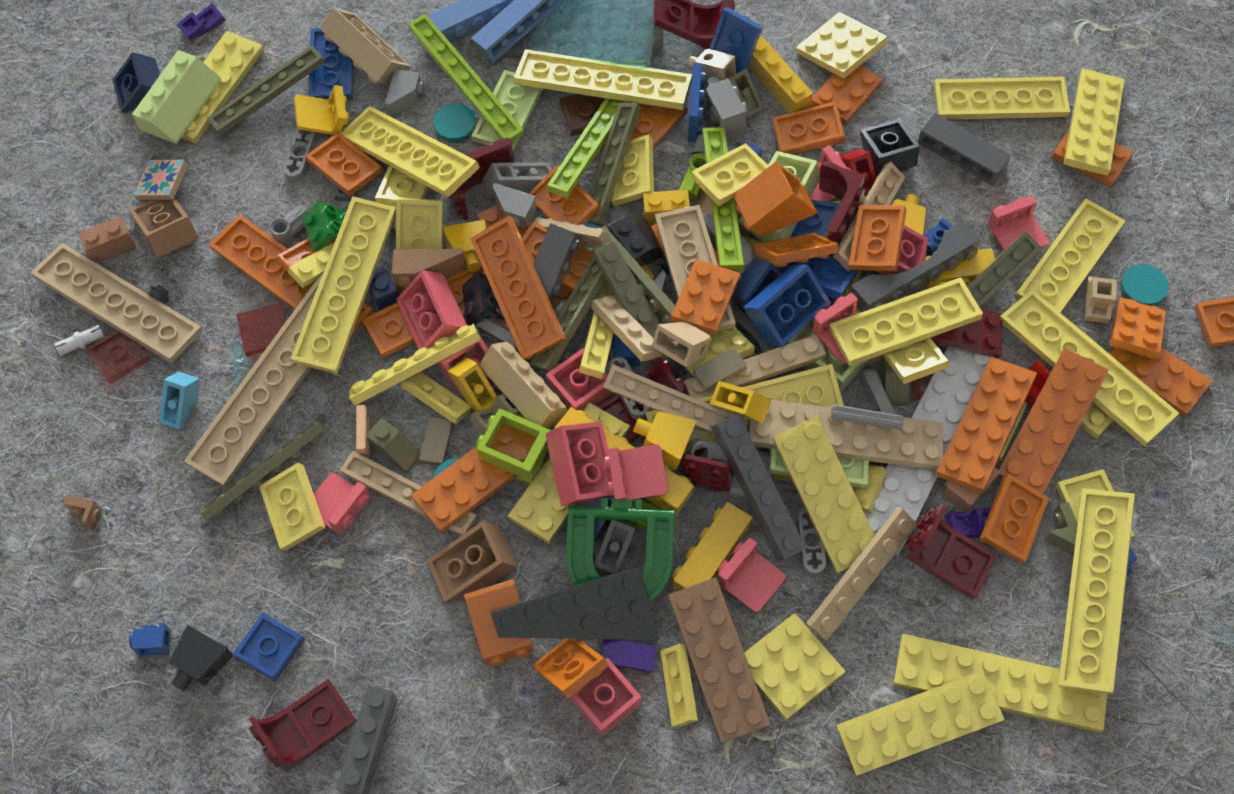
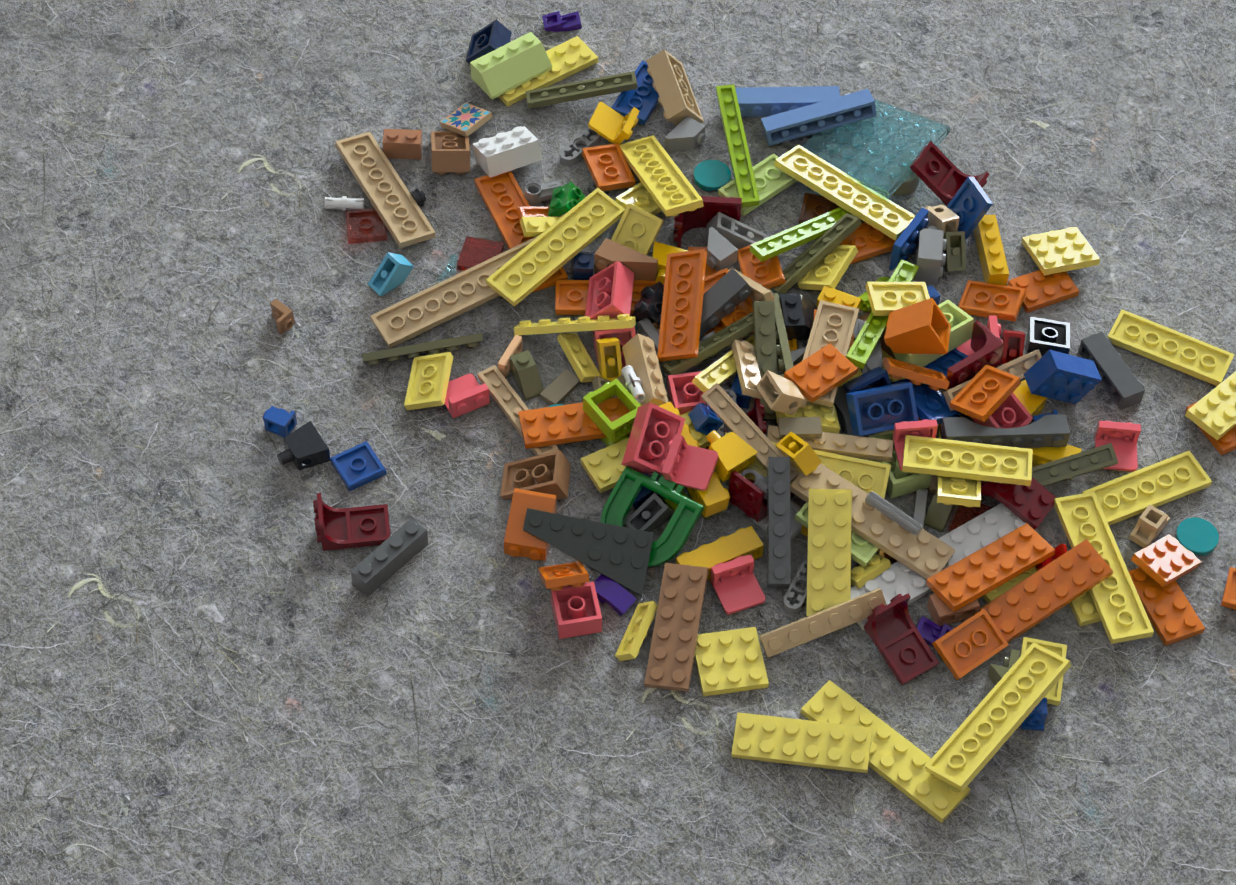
camera: 25 degrees right, 10 degrees down
(227, 197) = (507, 151): none -> white brick
(508, 395) = (629, 376): none -> white pin
(612, 406) = (704, 419): none -> blue brick
(933, 181) = (1062, 377): none -> blue brick

